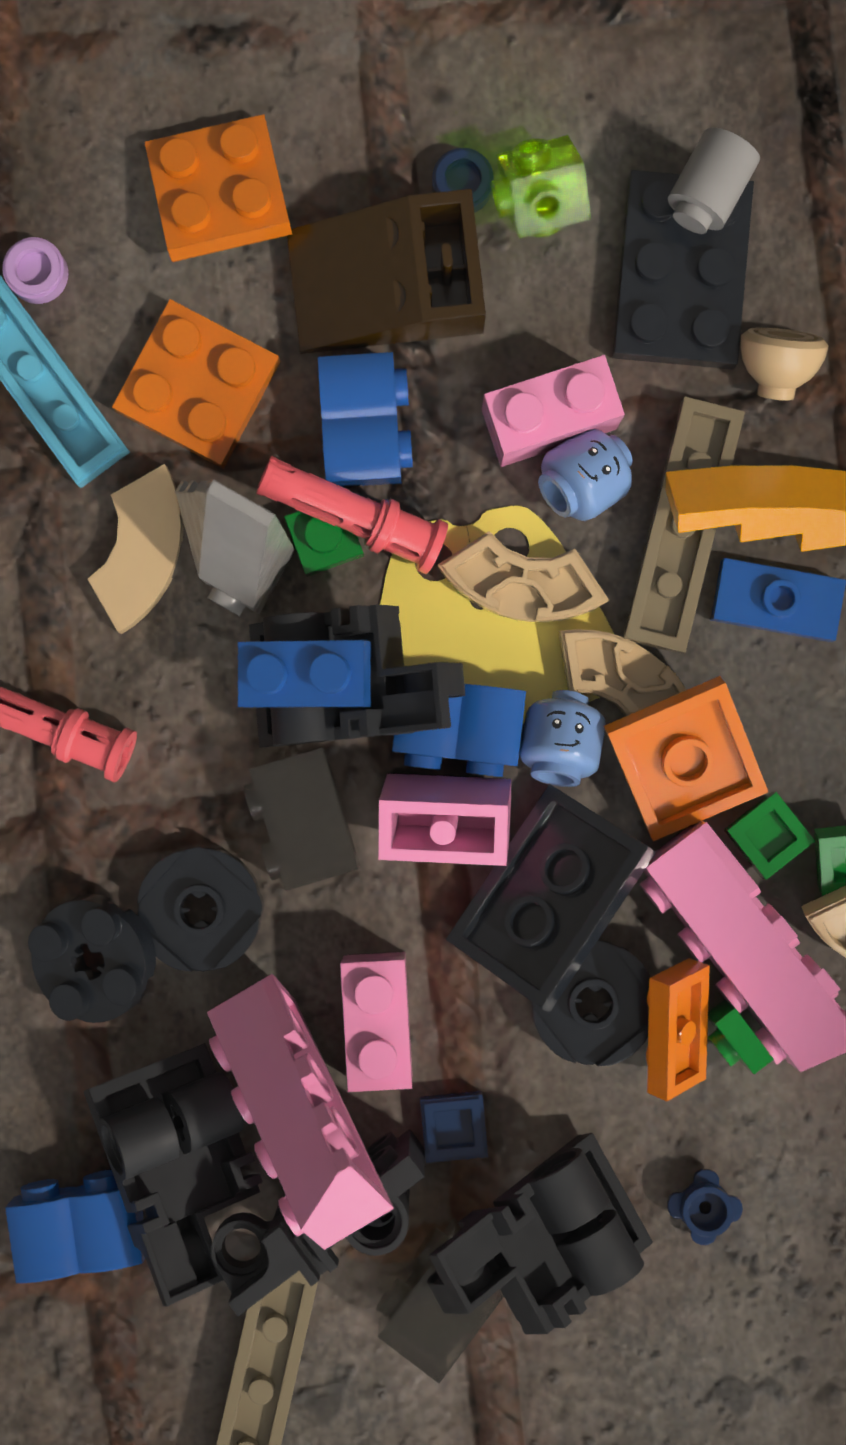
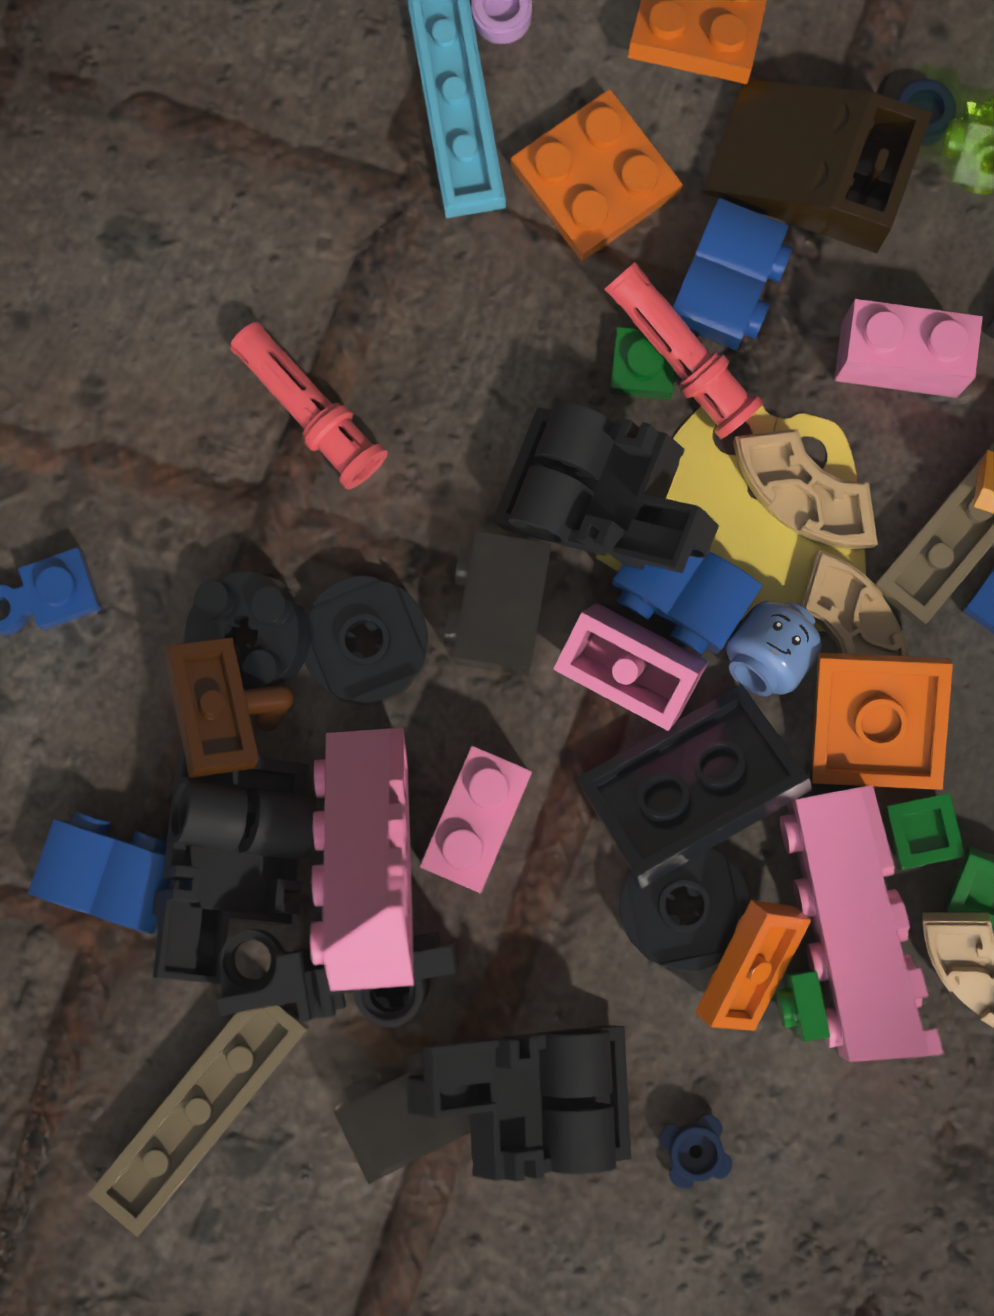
camera: 30 degrees right, 5 degrees down
(99, 1043) = (216, 708): none -> reddish brown plate
(145, 549) = (476, 298): tan tile -> none
(233, 544) = (567, 318): light grey wedge -> none
(304, 674) = (571, 463): blue plate -> none
(454, 1126) = (497, 958): dark blue tile -> none
(586, 474) = (911, 420): medium blue head -> none

